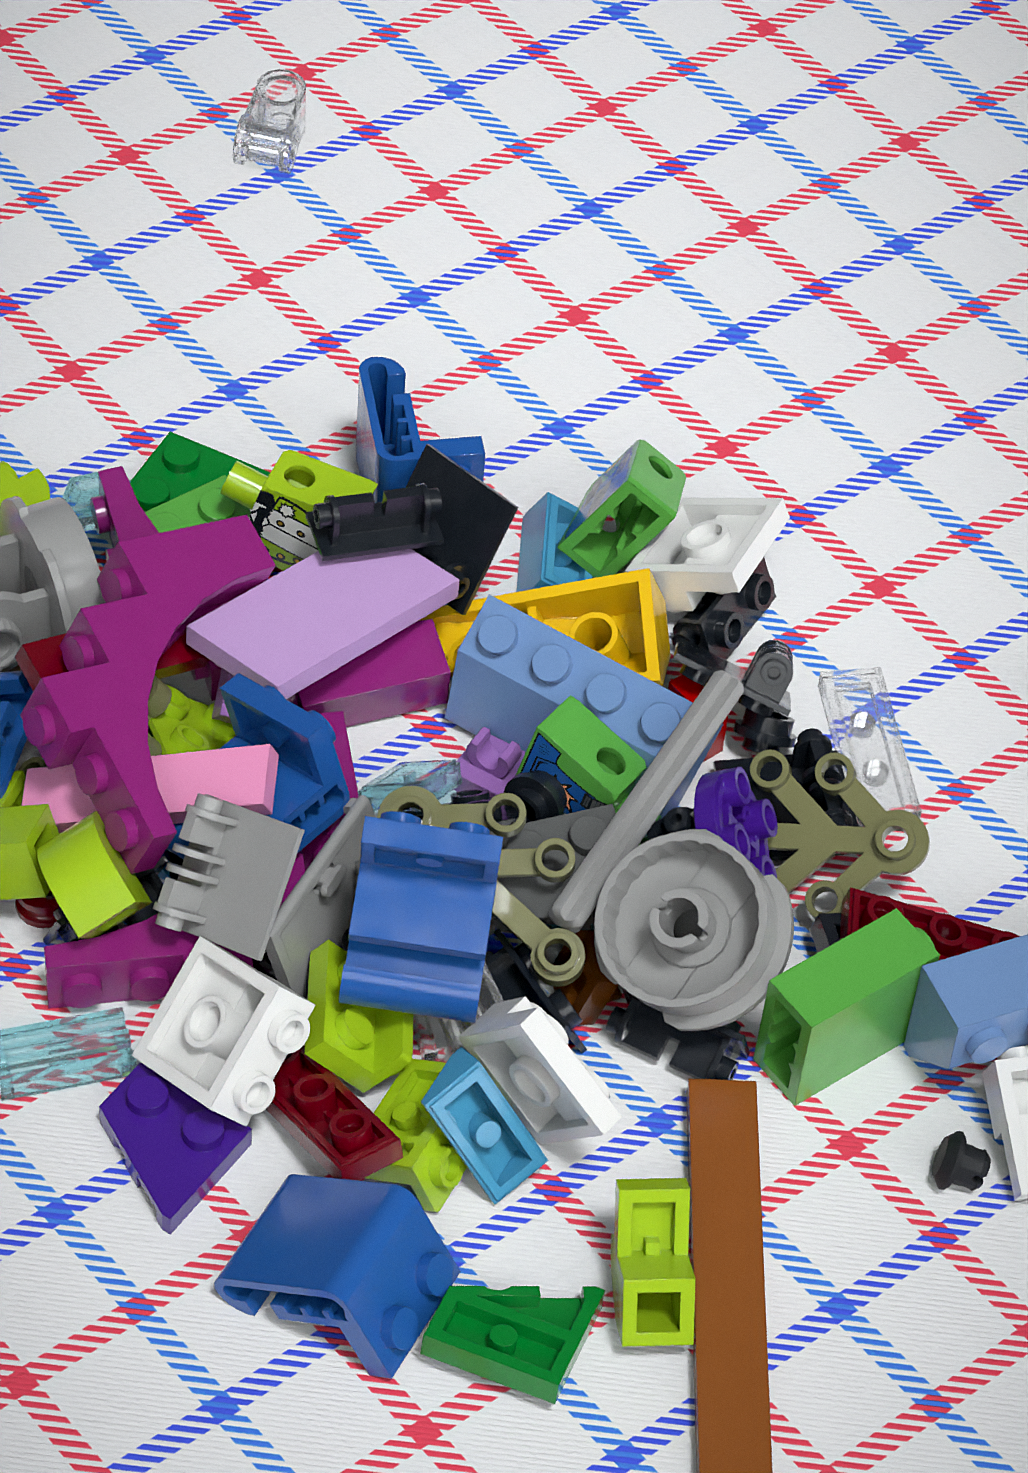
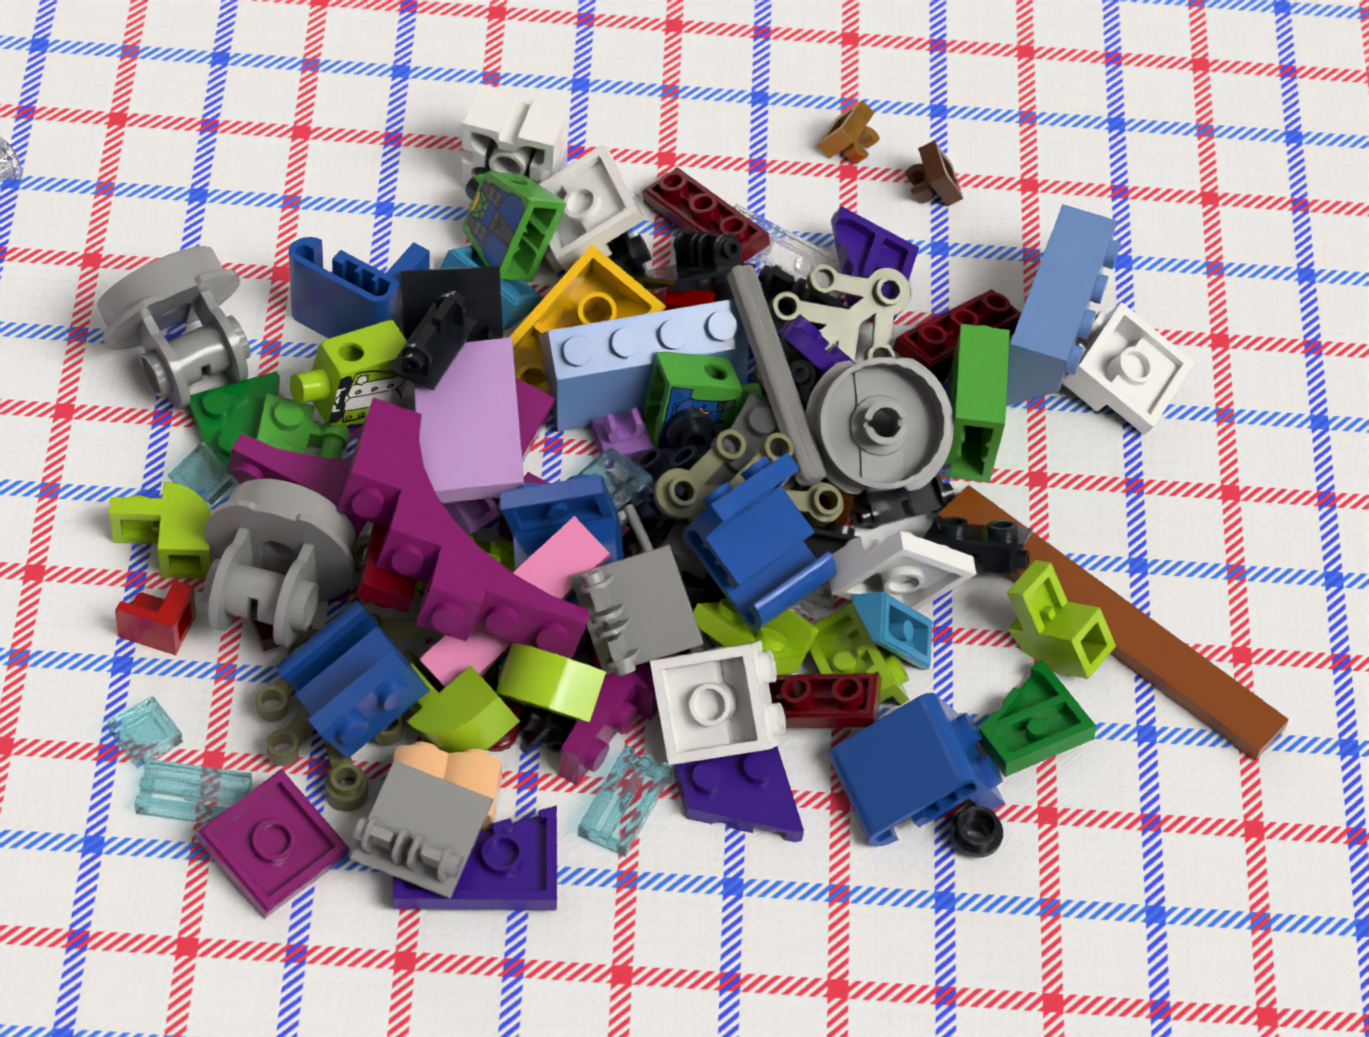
camera: 50 degrees left, 5 degrees up
(226, 323) = (173, 290): none -> light grey piece
(329, 1356) = (976, 819): none -> black plate
(669, 1122) = (998, 542): none -> black hinge
(720, 435) = (513, 135): none -> white brick
(829, 653) = (698, 209): none -> dark red tile
(952, 809) = (868, 247): none -> dark purple wing
(959, 1163) = (1105, 438): black piece -> none

